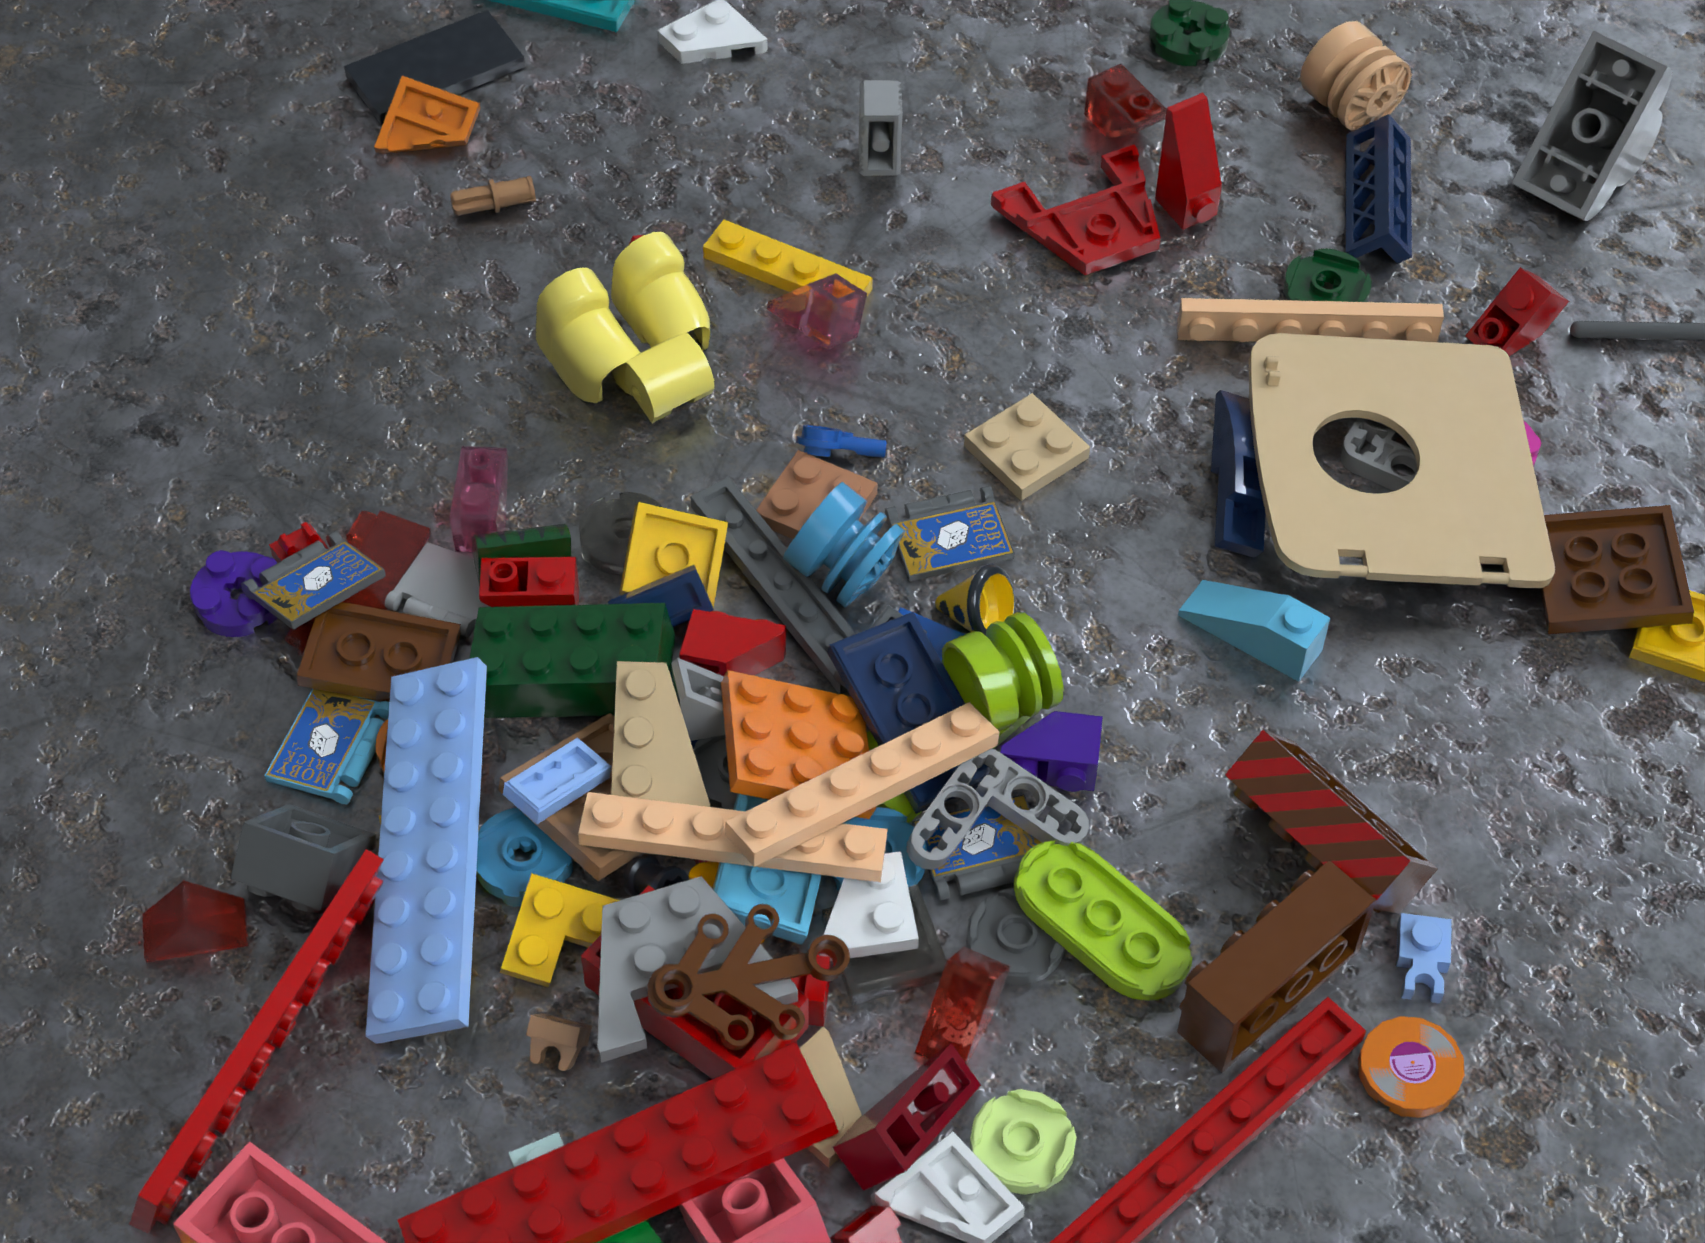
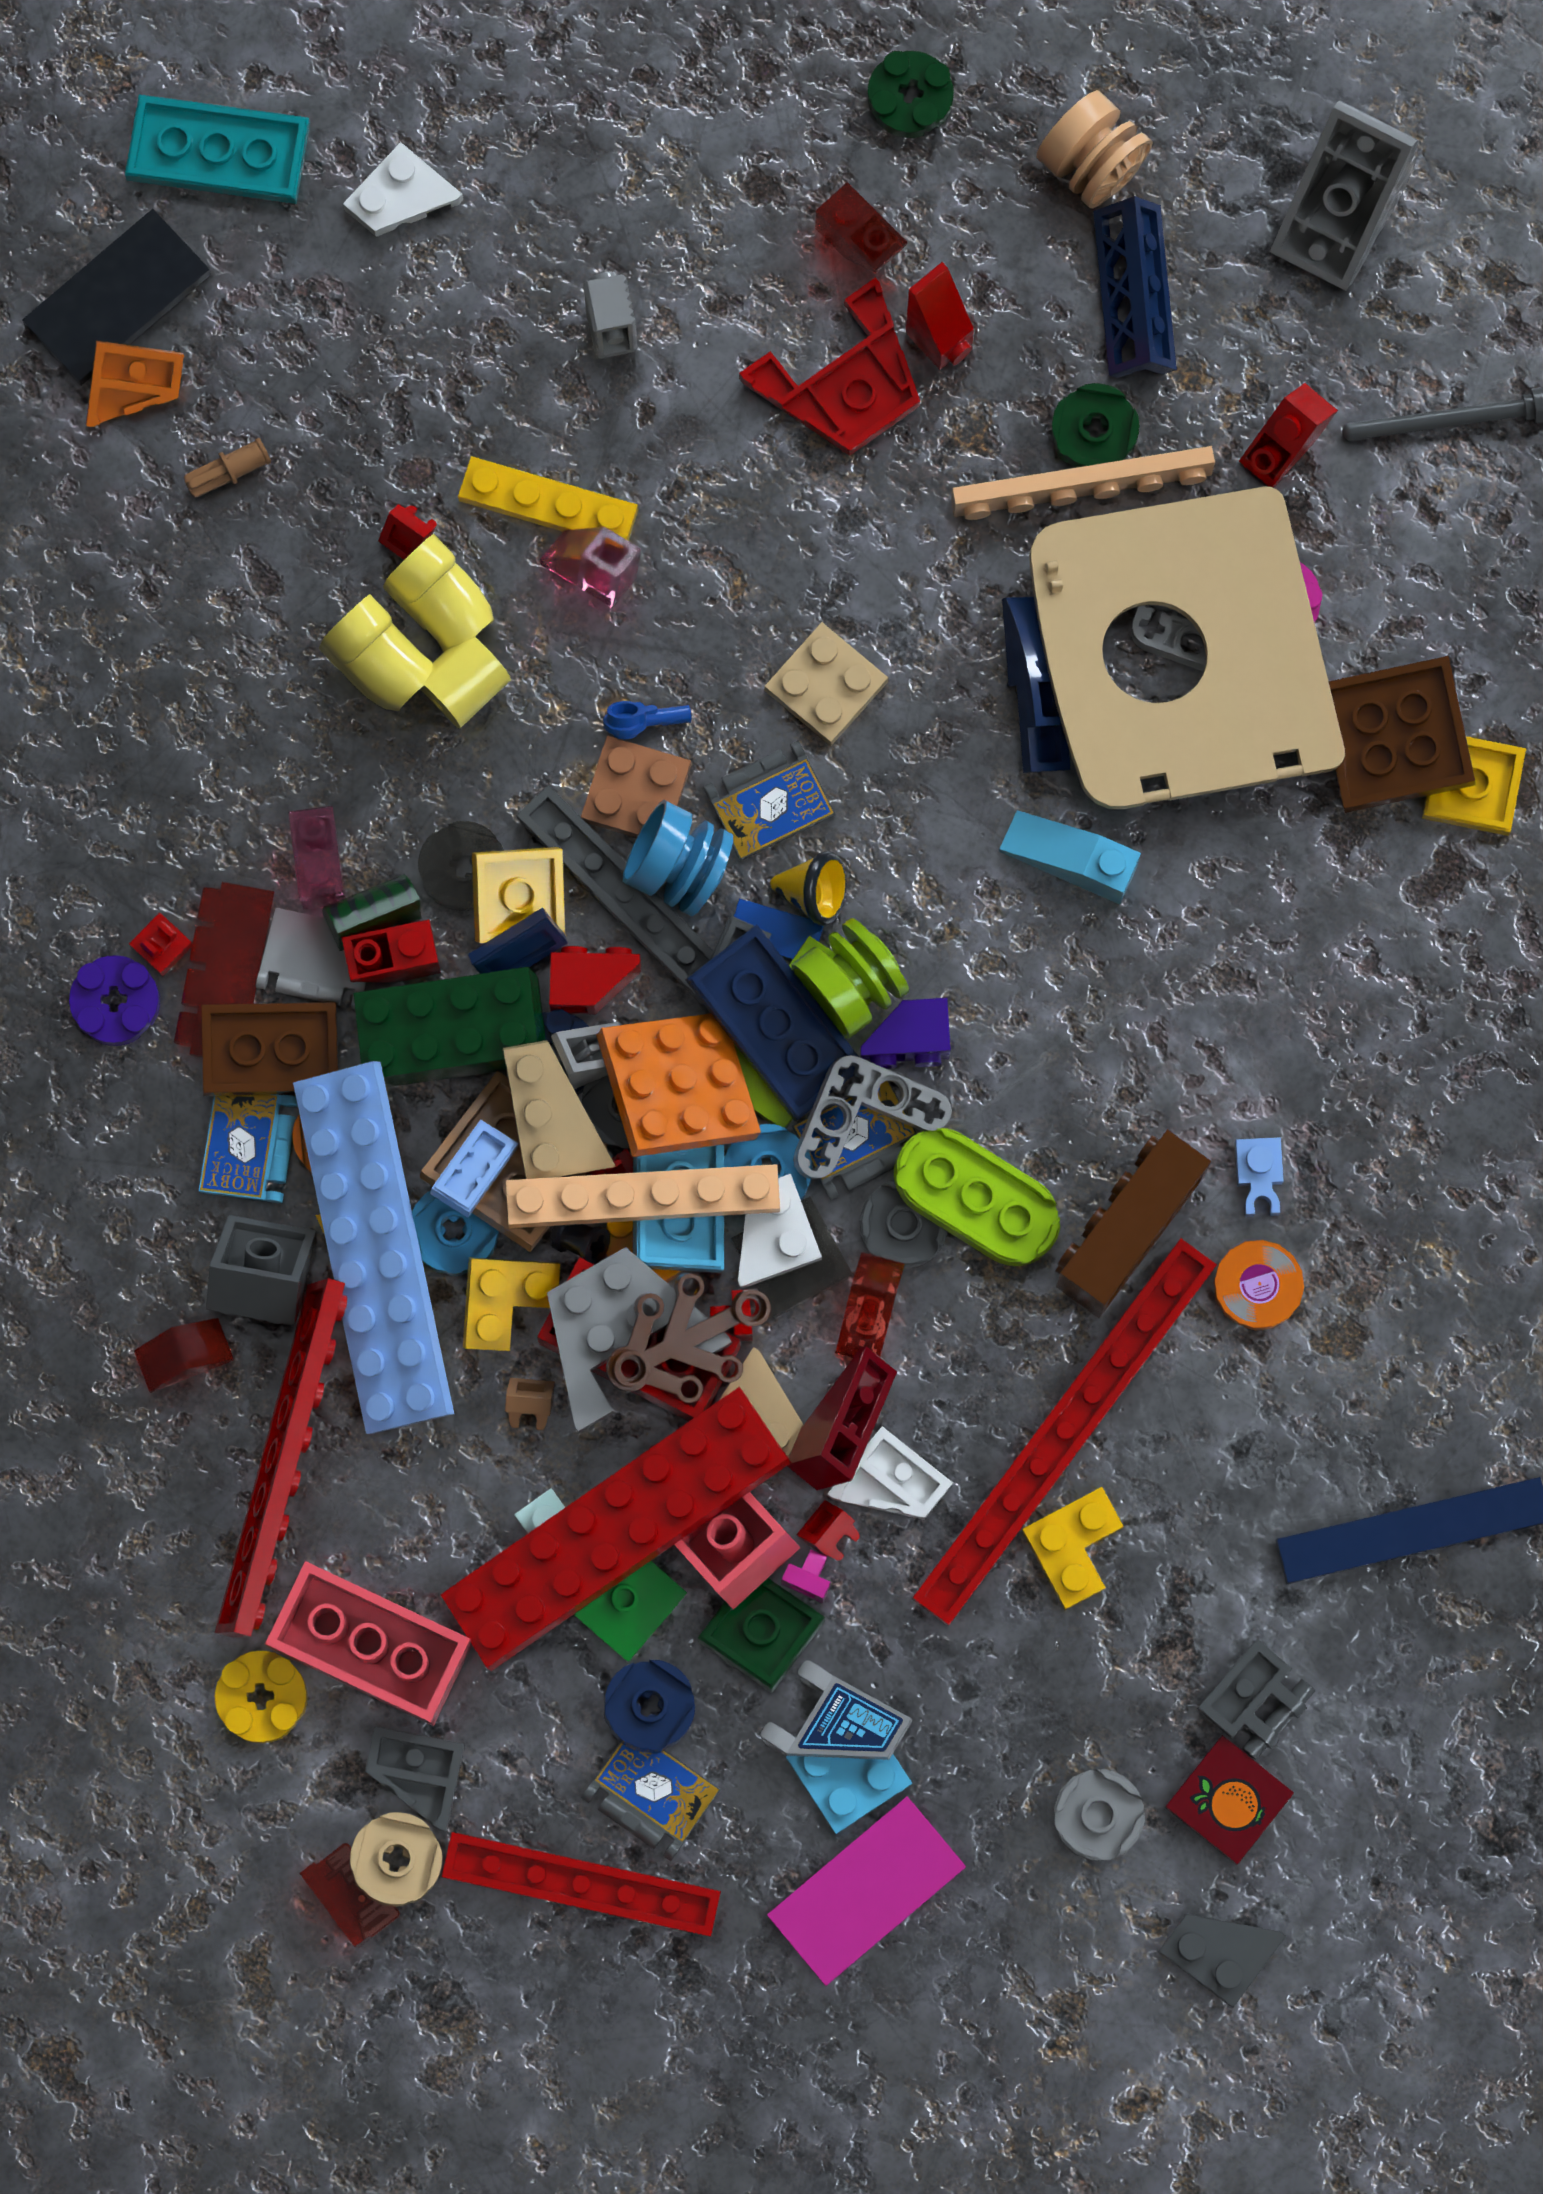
camera: 10 degrees left, 25 degrees up
(313, 580) = (189, 986): piece -> none
(860, 784) = (748, 1125): light nougat plate -> none
(1024, 1140) = (940, 1417): yellowish green tile -> none
(1328, 820) = (1163, 1072): reddish brown brick -> none

